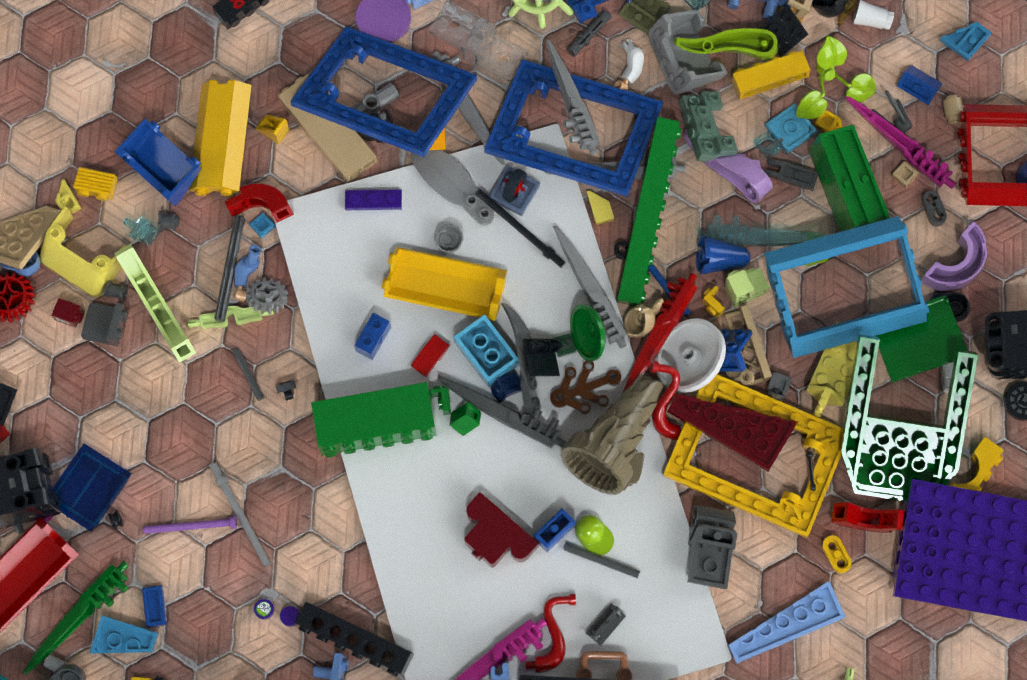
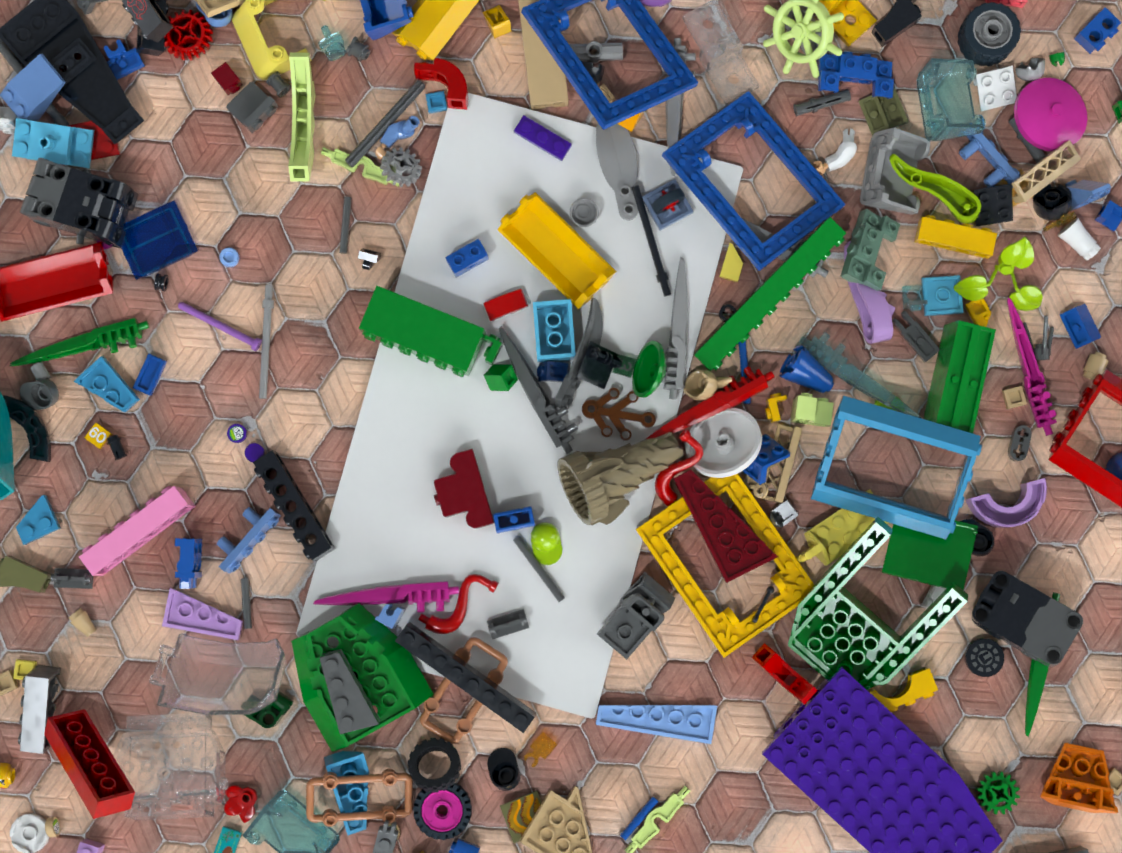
camera: 30 degrees right, 10 degrees up
(163, 462) = (229, 257): none -> light blue tile
(578, 113) = (765, 164): light grey piece -> none
(837, 554) = (740, 687): yellow plate -> none

